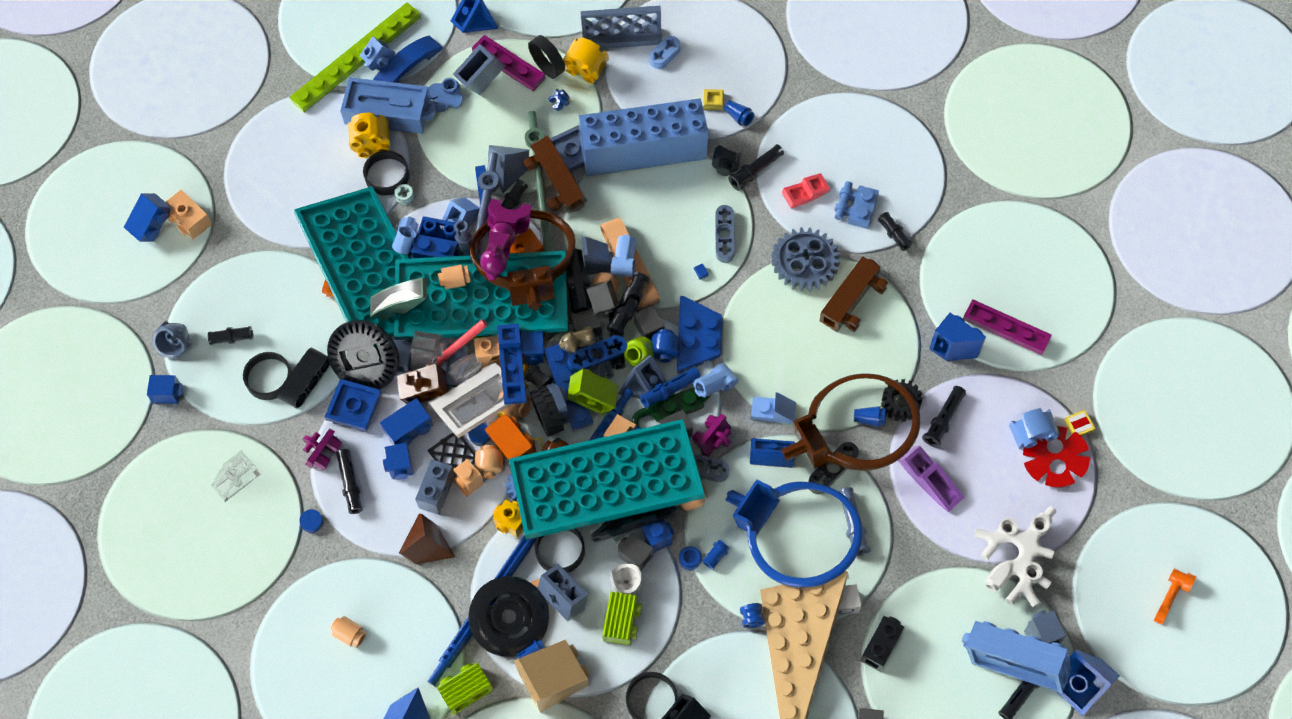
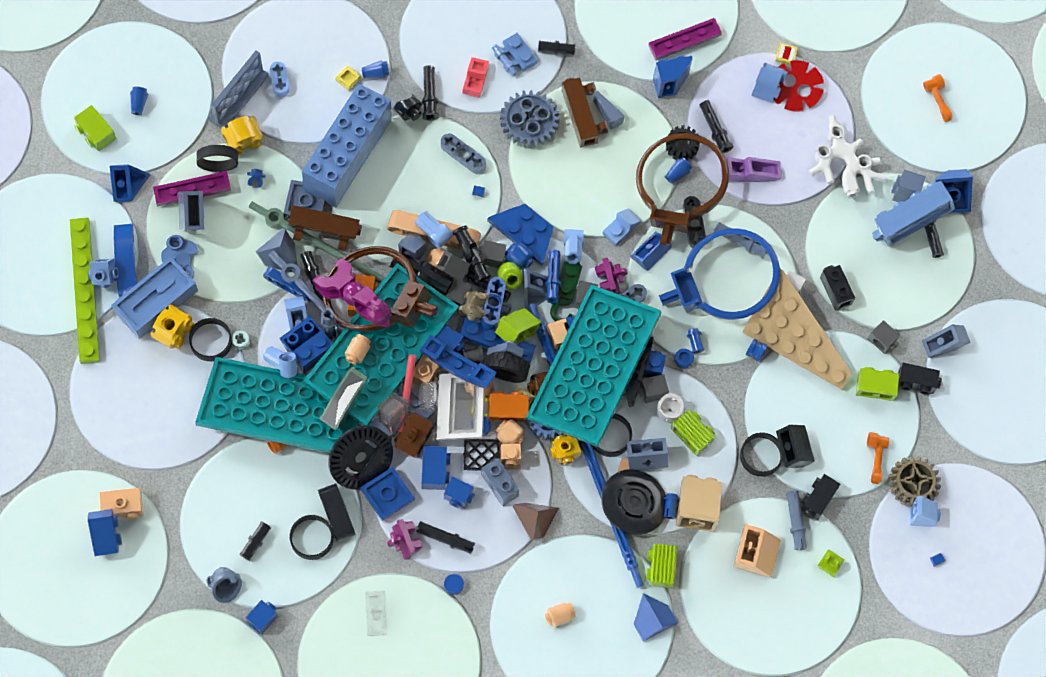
camera: 60 degrees left, 5 degrees up
(872, 319) = (608, 110): none -> sand blue slope

